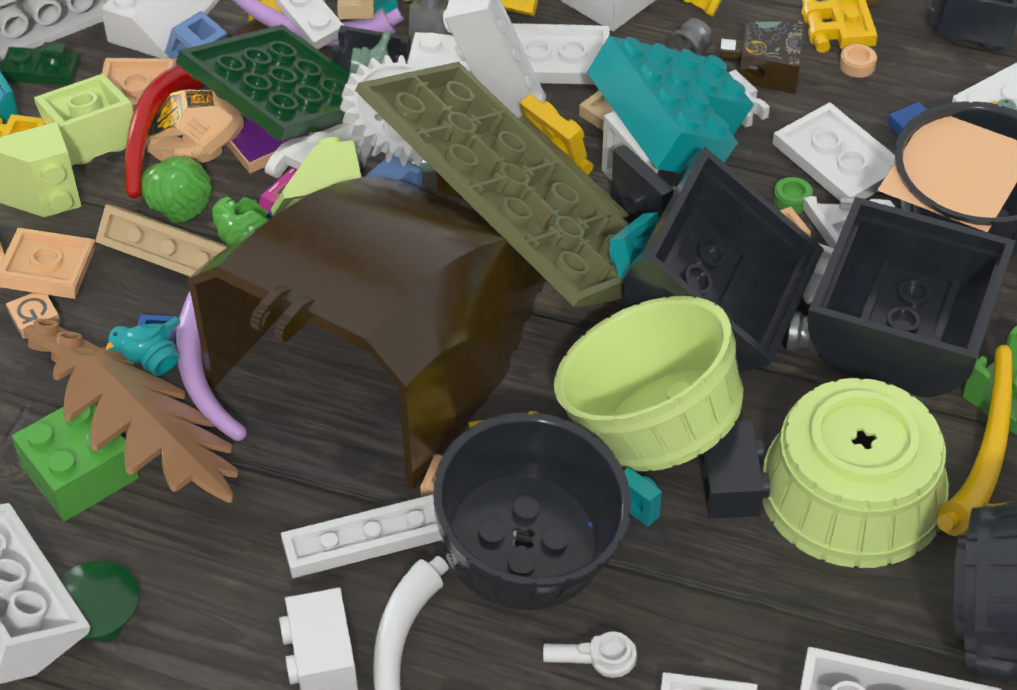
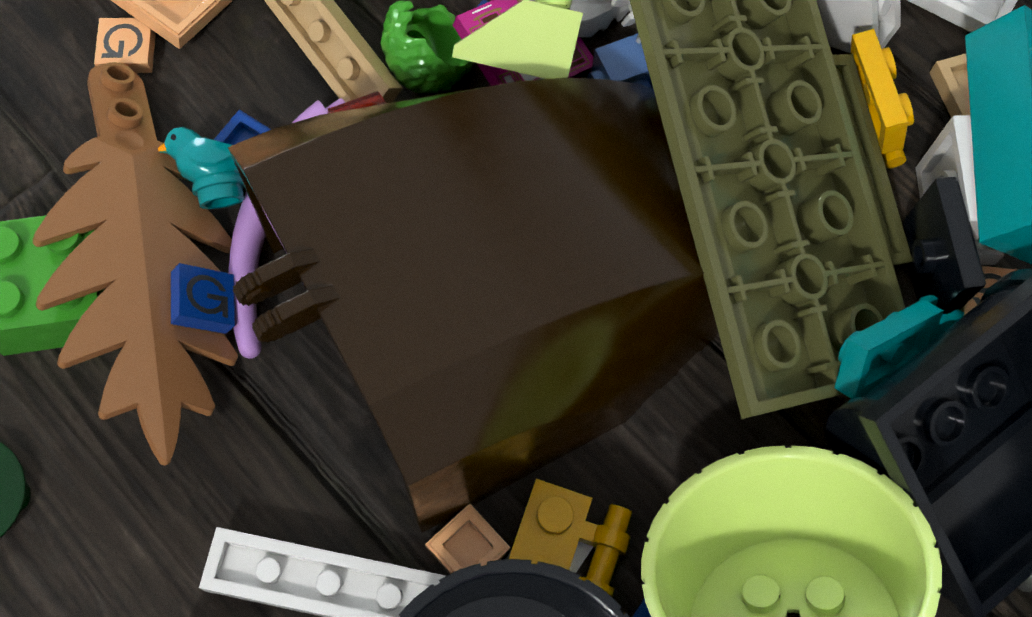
camera: 25 degrees right, 20 degrees up
(191, 415) = (202, 298): none -> blue tile

